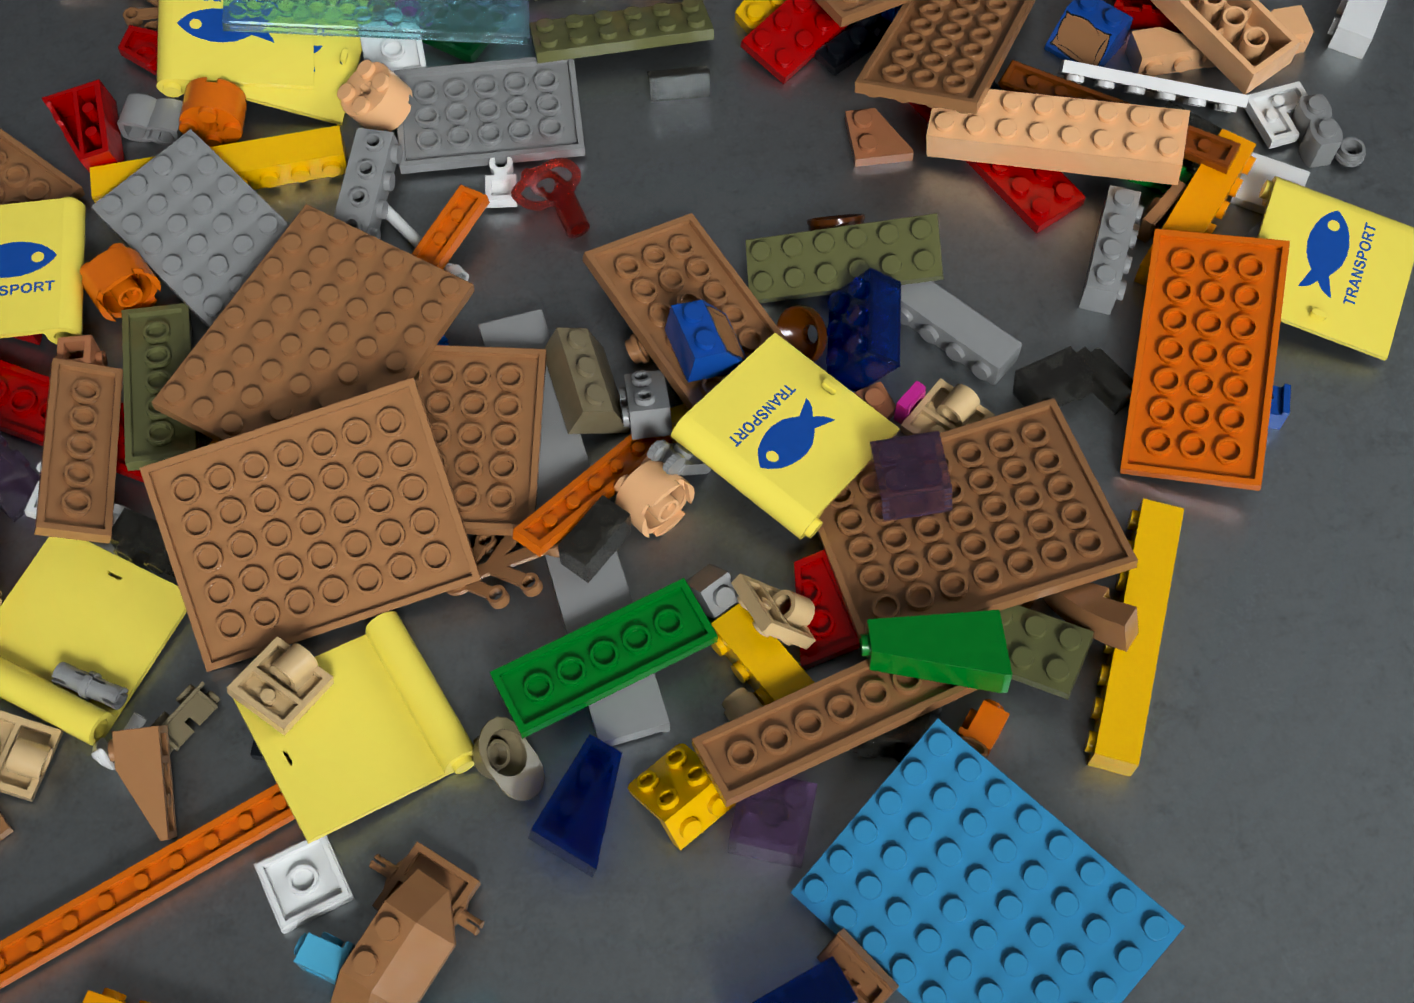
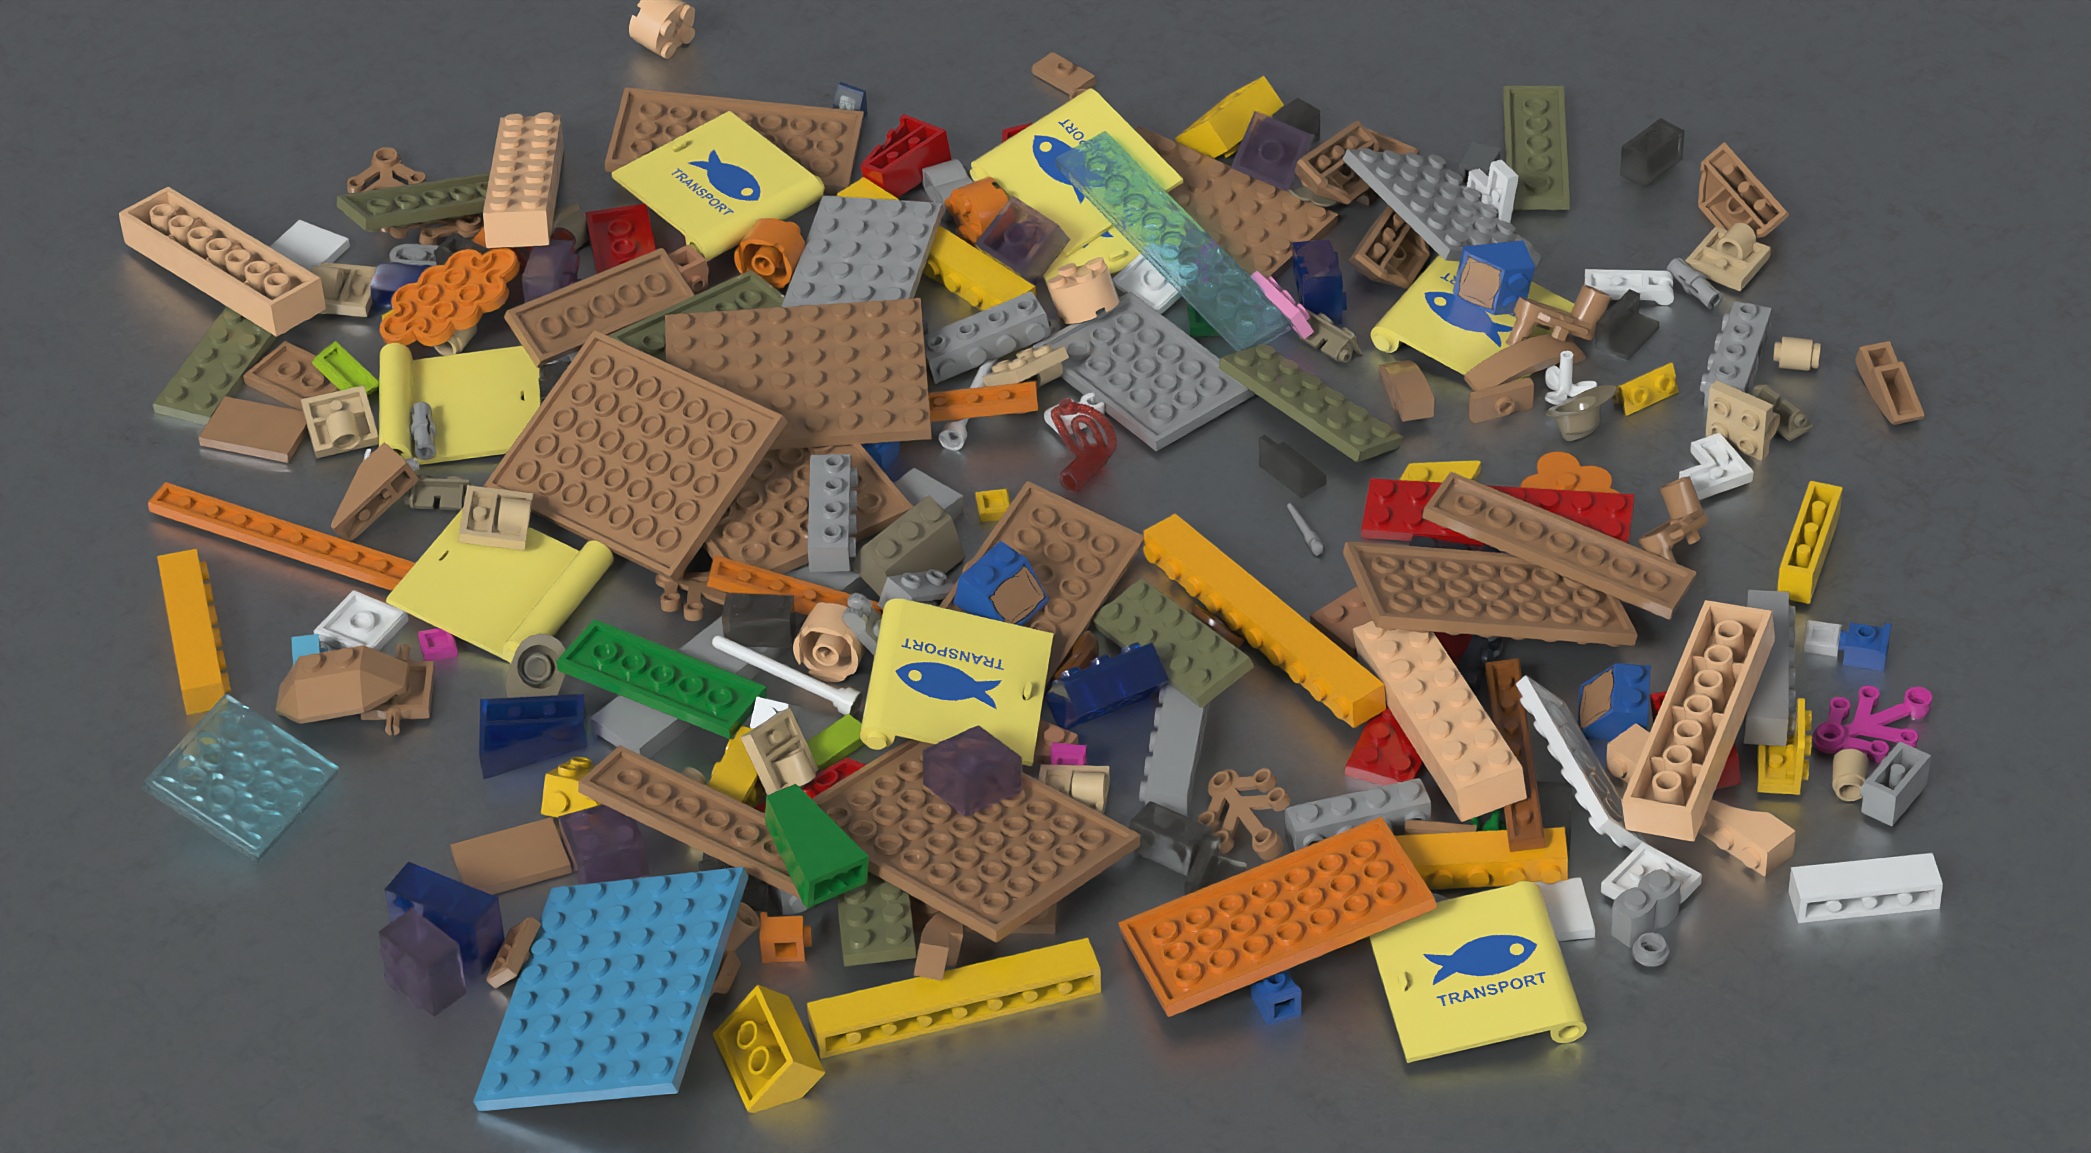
camera: 60 degrees right, 20 degrees down
(284, 100) = (1023, 240): none -> brick
(385, 826) = (437, 644): none -> dark pink tile
(427, 183) = (1031, 364): none -> tan plate
(517, 411) = (830, 513): none -> light grey brick
(557, 295) = (992, 504): none -> yellow tile
(718, 526) = (845, 700): none -> white piece
(722, 909) = (512, 857): none -> medium nougat tile
(759, 556) = (835, 742): none -> lime tile
(764, 113) = (1310, 536): none -> light grey piece
(850, 188) = (1265, 621): none -> light orange brick
(1050, 315) = (1226, 788): none -> medium nougat plant
(1121, 814) = (768, 1050): none -> yellow slope

